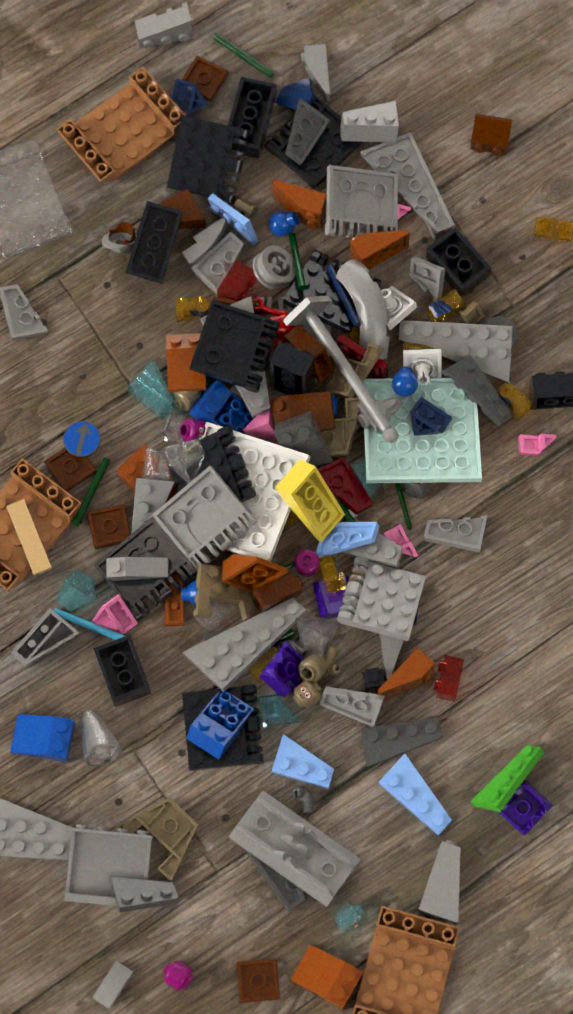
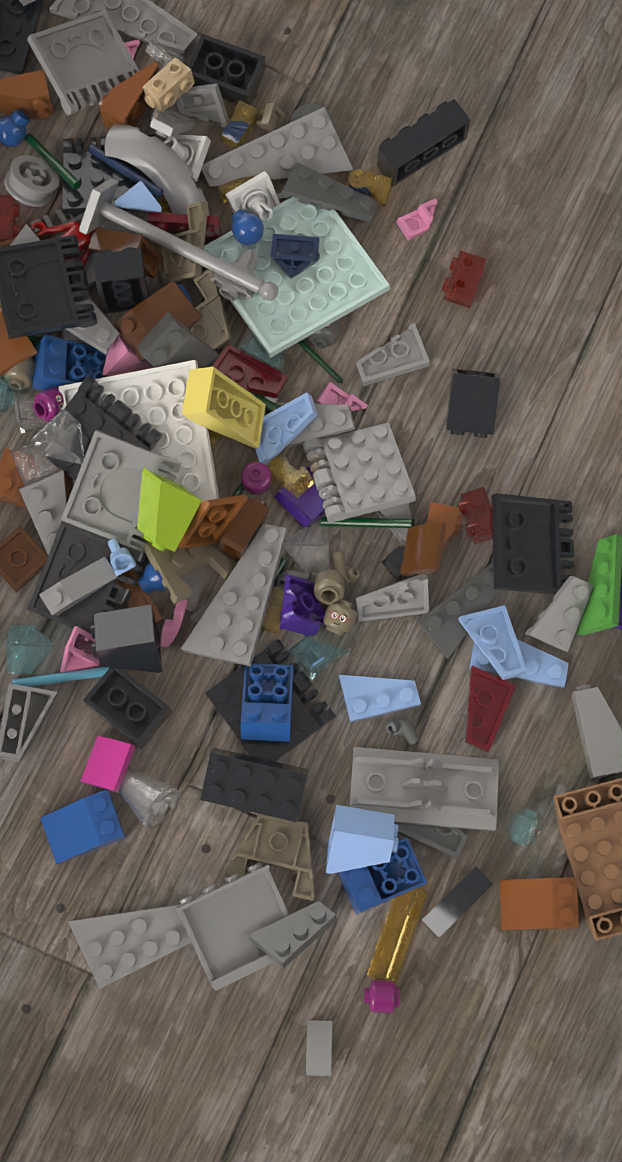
camera: 35 degrees left, 5 degrees up
(85, 703) = (107, 764): none -> dark pink slope
(149, 624) = (127, 639): none -> slope
(177, 565) = (120, 558): none -> light blue piece
(177, 775) = (254, 784): none -> black brick
(186, 633) = (172, 627): none -> bright pink slope
(216, 938) = (397, 935): none -> clear yellow slope
(225, 547) = (164, 510): none -> lime slope
(226, 854) = (360, 839): none -> light blue slope
(227, 891) = (382, 882): none -> blue slope
(258, 980) = (469, 951): reddish brown tile -> none
(270, 940) = (457, 902): none -> black slope
(339, 320) = (138, 199): none -> light blue slope
(368, 639) = (370, 522): none -> dark green bar
(373, 816) = (486, 707): none -> dark red wing
(391, 677) = (423, 549): none -> reddish brown slope
(395, 277) = (170, 122): none -> light grey wing
(408, 251) = (168, 85): none -> tan brick
(408, 773) = (496, 640): none -> light blue wing
(422, 233) = (159, 53): none -> clear tile
(465, 784) = (562, 617): none -> light grey wing
(473, 720) = (529, 543): none -> black hinge
(494, 595) = (472, 402): none -> black slope
(541, 504) = (464, 279): none -> clear red brick

